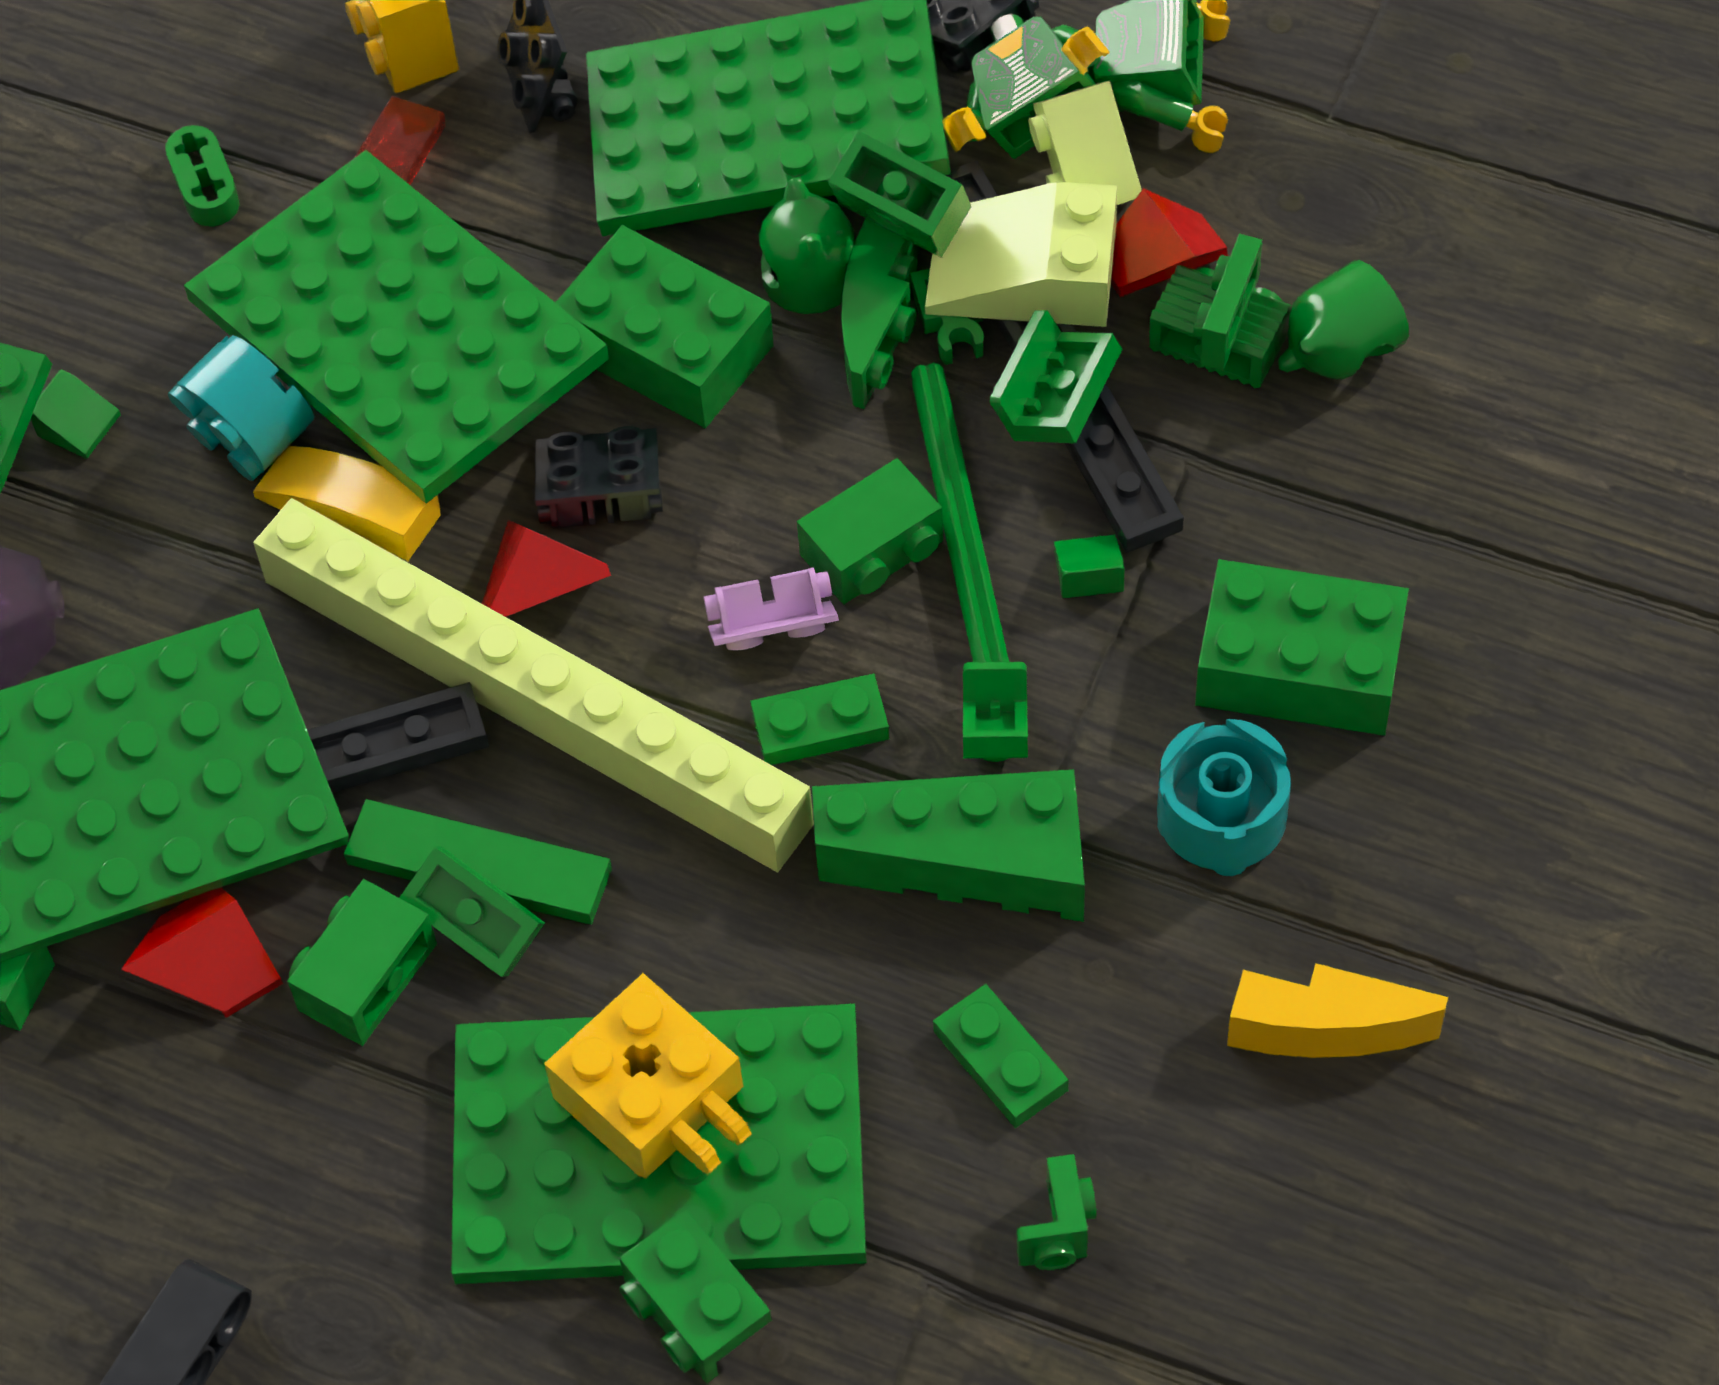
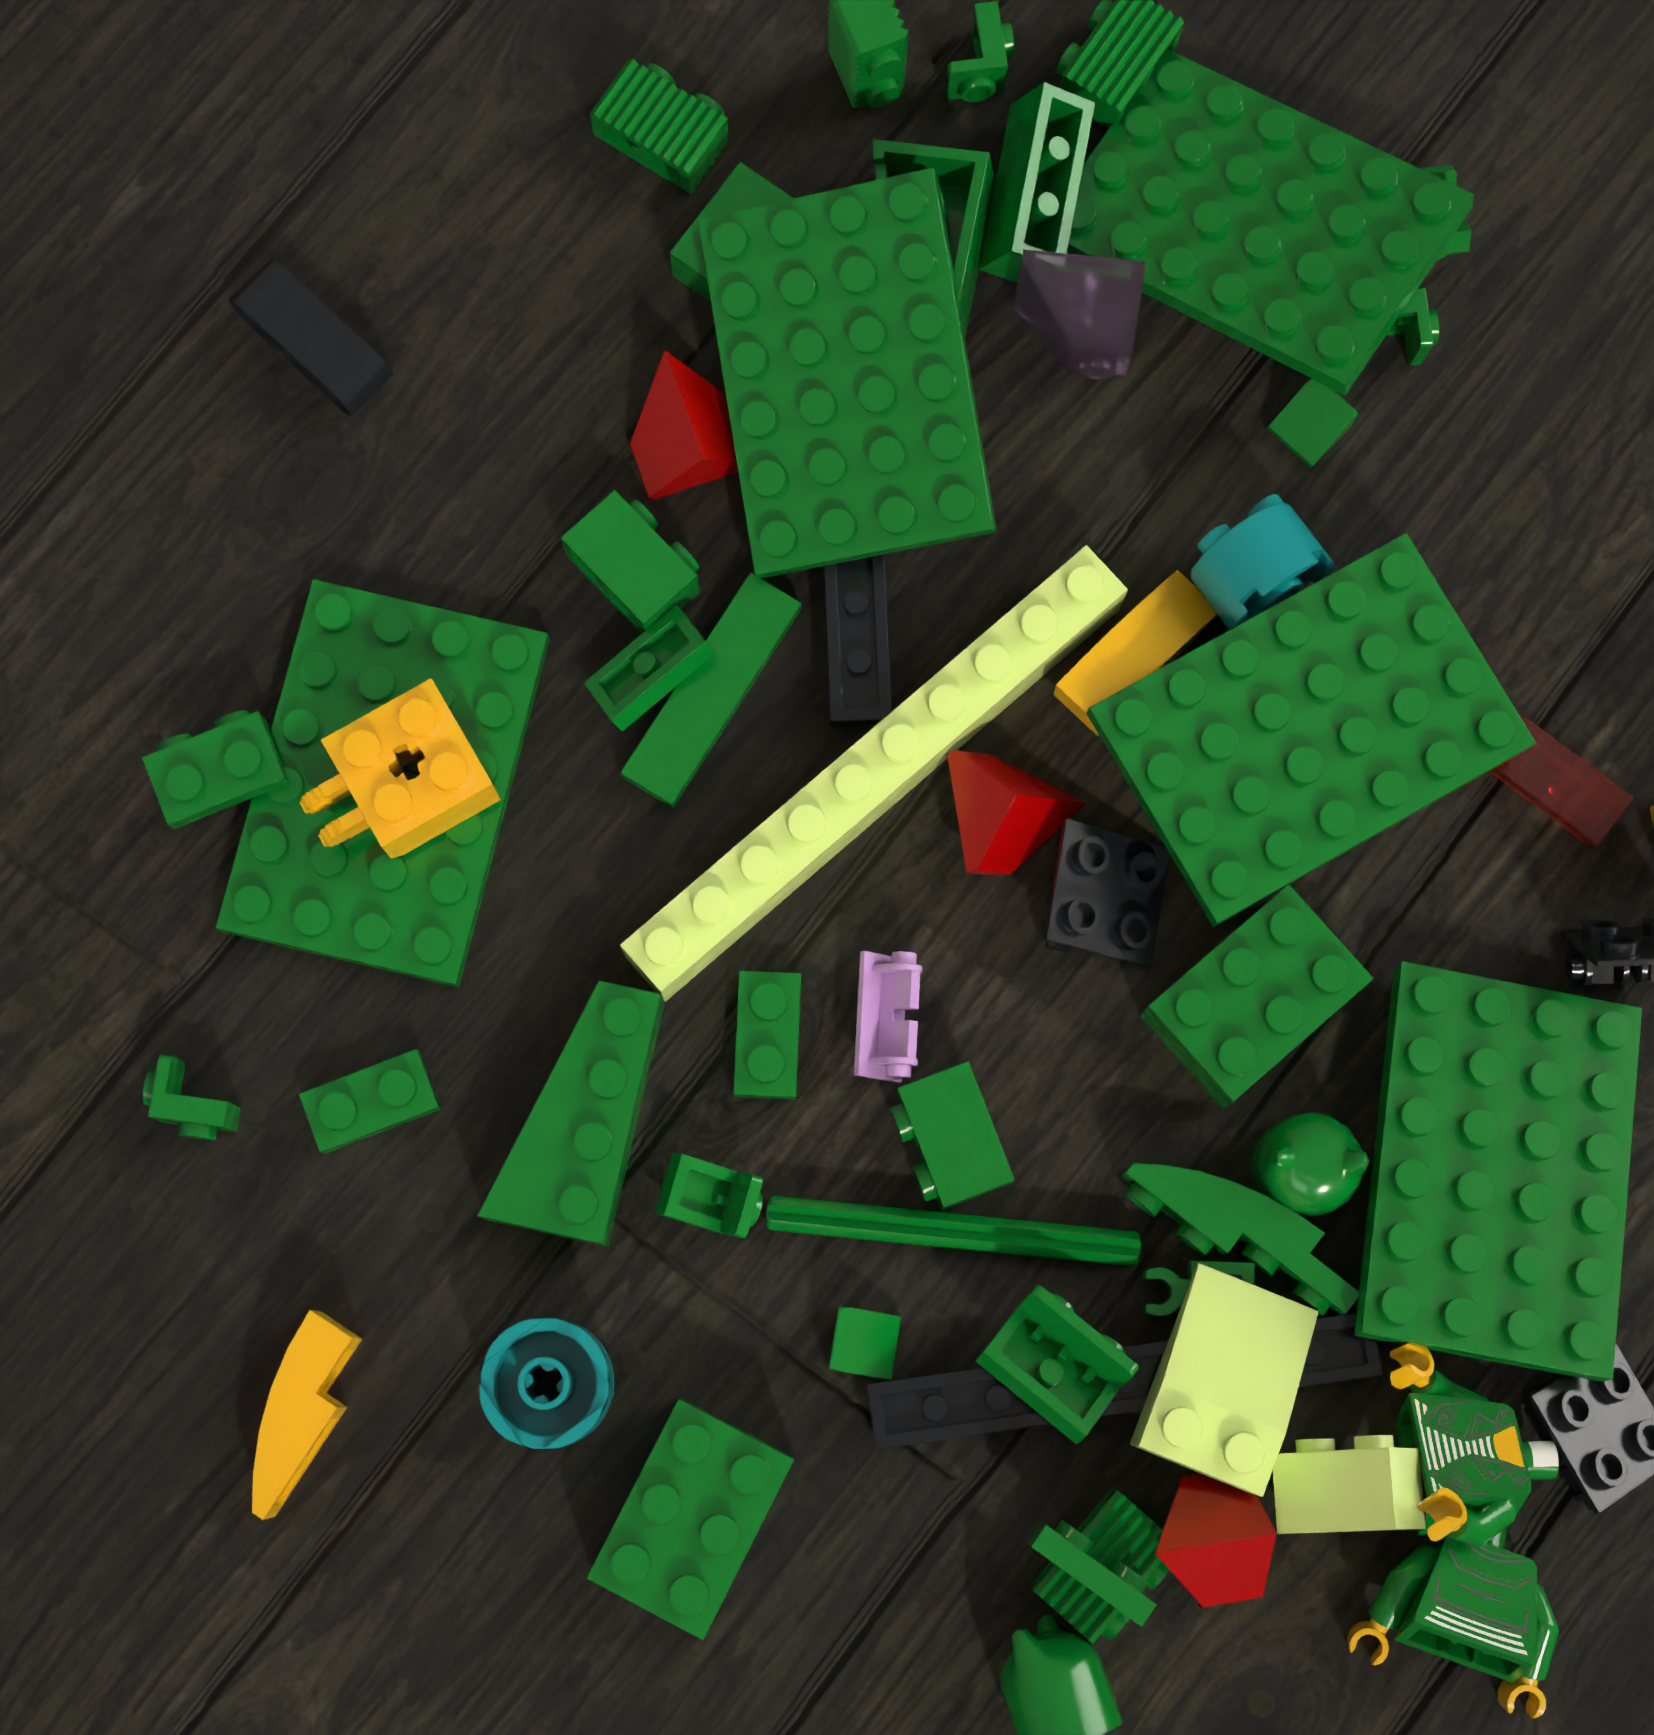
camera: 100 degrees right, 20 degrees up
(192, 178) = (1582, 606): green beam -> none
(899, 193) = (1314, 1263): green brick -> none

